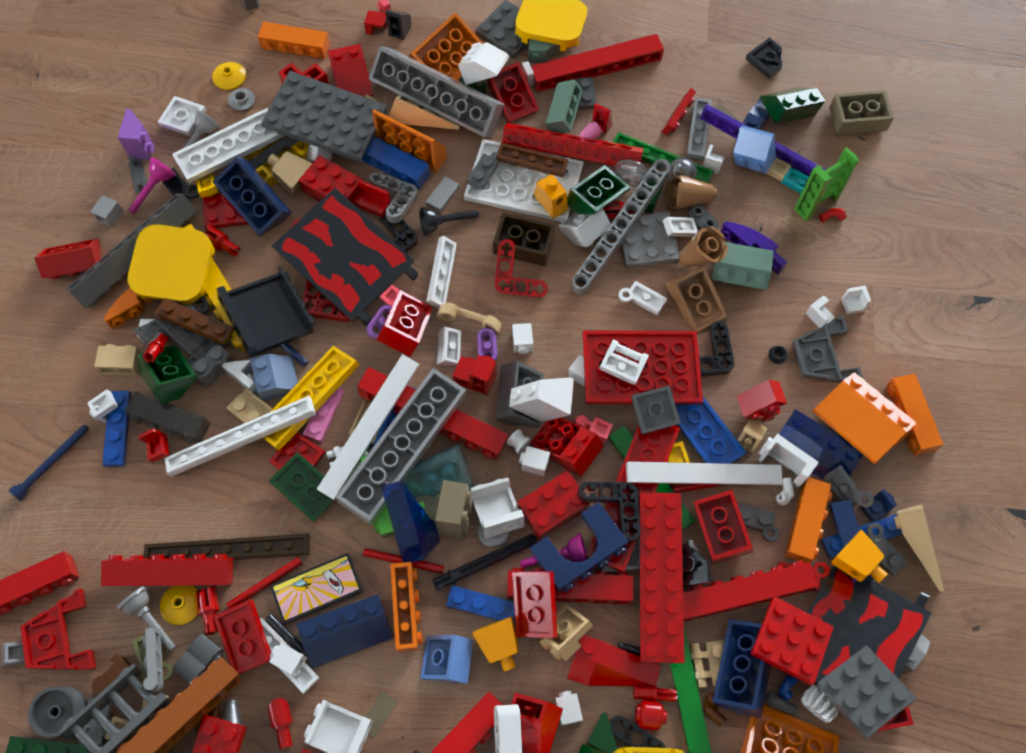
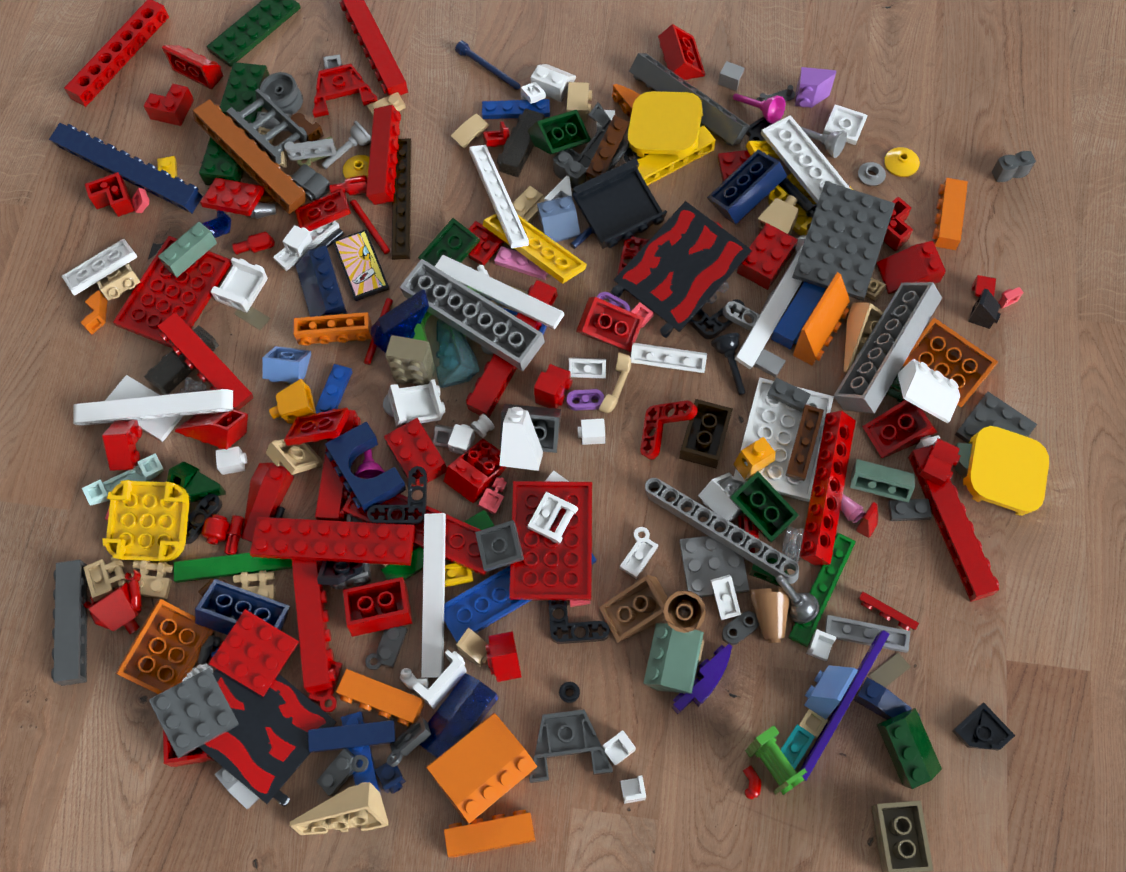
camera: 95 degrees right, 0 degrees up
(83, 387) = (552, 81): none -> white slope
(90, 578) = (393, 99): none -> tan plate
(143, 475) = (469, 129): none -> tan slope
(155, 348) = (581, 121): red axle -> none
(221, 241) = (701, 167): red arm -> none
(372, 199) = (748, 290): red panel -> none
(395, 181) = (770, 316): none -> white tile
(484, 561) = (360, 373): black axle -> none
(527, 481) = (442, 435): none -> light grey slope
(550, 60) = (940, 461): none -> red brick
(861, 559) = (326, 734): light orange torso -> none

